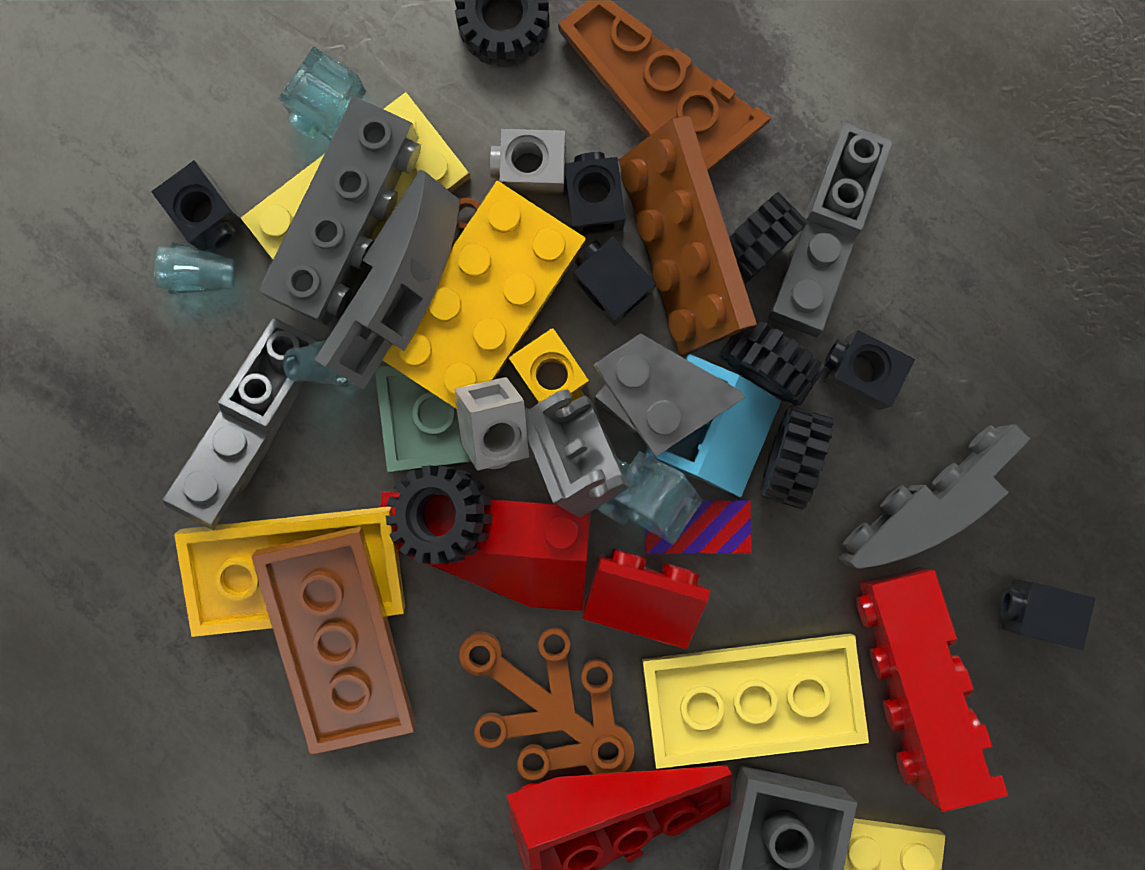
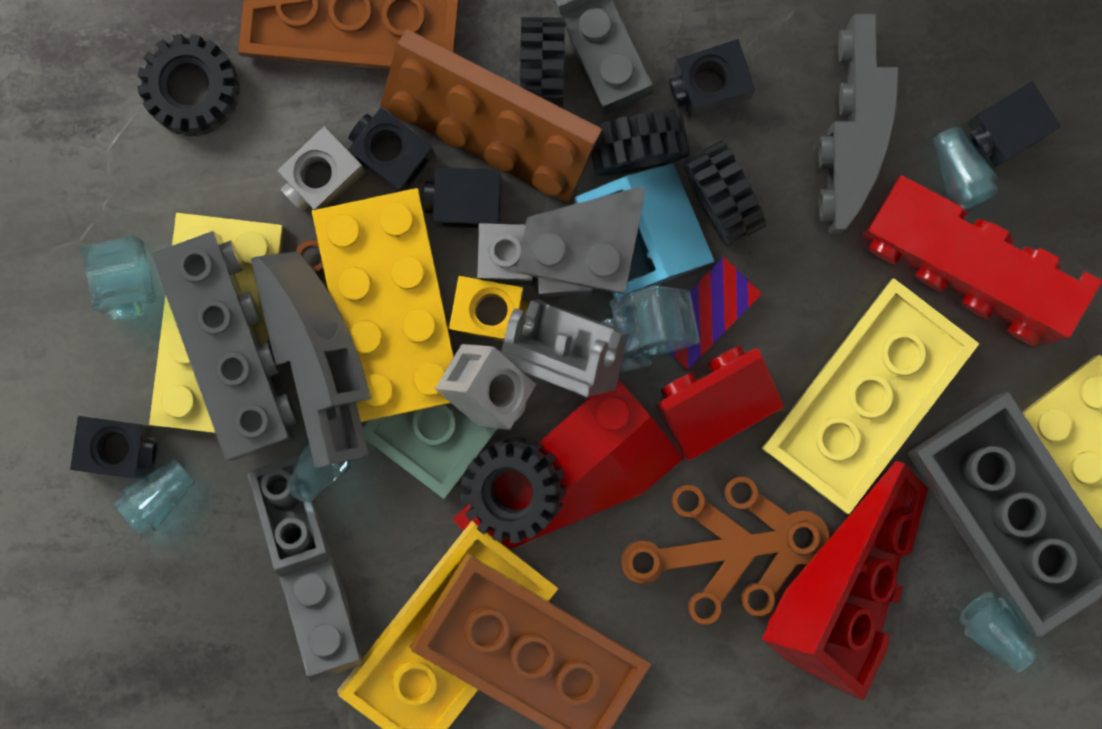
camera: 45 degrees left, 0 degrees up
(595, 340) = (500, 252): none -> light grey brick
(980, 610) = (964, 170): none -> clear light blue cone

